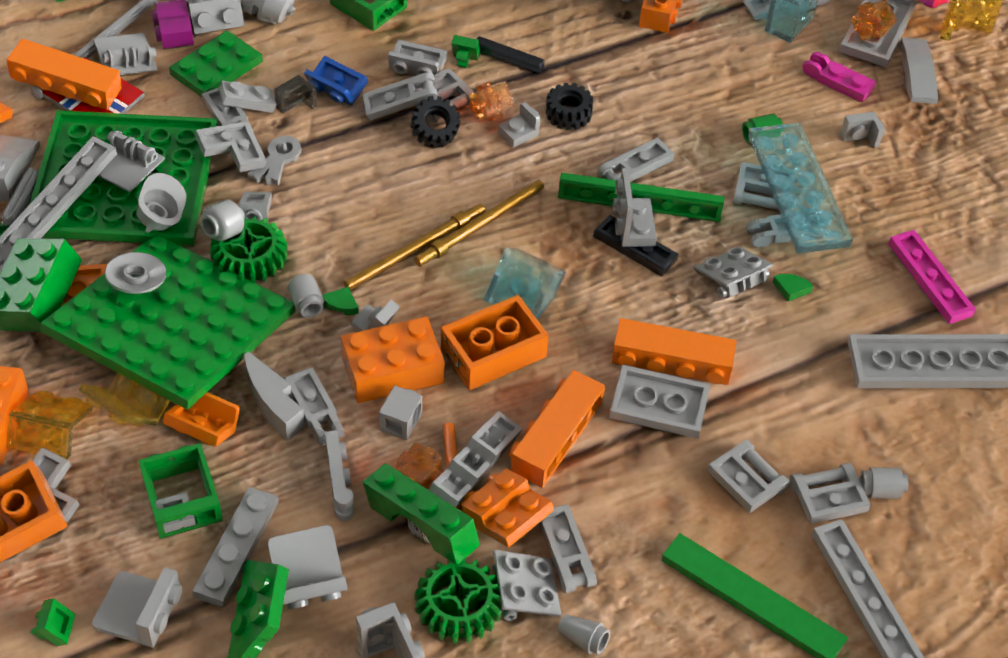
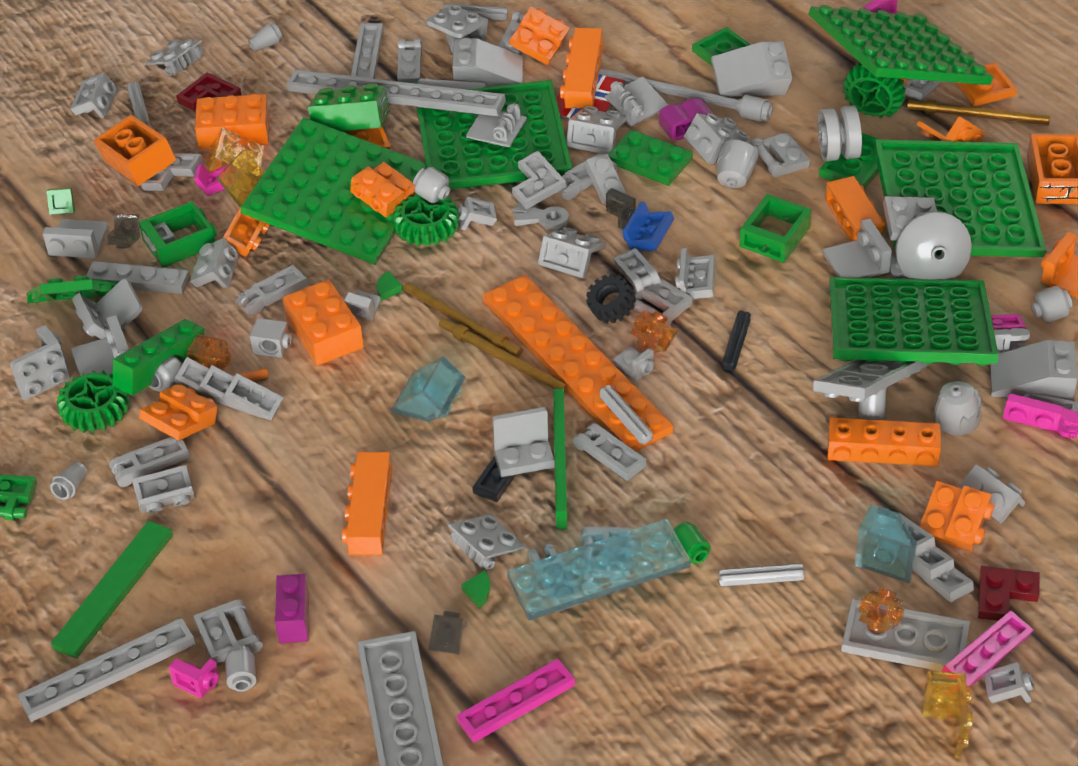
camera: 85 degrees right, 5 degrees down
(87, 442) = (208, 180): none -> dark pink bracket
(135, 273) = (361, 150): light grey dish -> none
(152, 551) = (125, 232): none -> clear smoke bracket
(160, 202) = (446, 148): light grey piece -> none
(163, 87) = (594, 129): none -> light grey bracket
(200, 270) = (382, 188): none -> orange plate
(247, 460) = (215, 262): none -> light grey bracket
(274, 398) = (274, 259): light grey slope -> none
(306, 295) = (384, 260): light grey brick -> none
(339, 476) = (206, 311): light grey plate -> none
(349, 141) = (569, 251): none -> light grey bracket
(378, 576) = (100, 353): none -> light grey bracket
(465, 49) = (723, 305): green tile -> none
(494, 342) = (349, 377): orange brick -> none
(497, 171) = (572, 358): none -> orange plate
(525, 584) = (110, 436): light grey hinge -> none
(556, 428) = (269, 435): orange brick -> none
(572, 96) = (674, 380): black tyre -> none
(603, 136) = (626, 414): none -> light grey axle
(623, 534) = (163, 489): none -> light grey bracket
(660, 401) = (312, 501): light grey plate -> none
(743, 481) = (235, 564): light grey plate -> none
(800, 95) = (761, 574): none -> axle
(811, 429) = (292, 608): none -> magenta brick
(838, 77) = (805, 610): dark pink hinge -> none
(849, 312) = (447, 633): none -> clear smoke bracket
(863, 126) = (722, 629): light grey bracket -> none
(893, 523) = (191, 679): none -> dark pink bracket
(919, 71) = (831, 674): light grey slope -> none

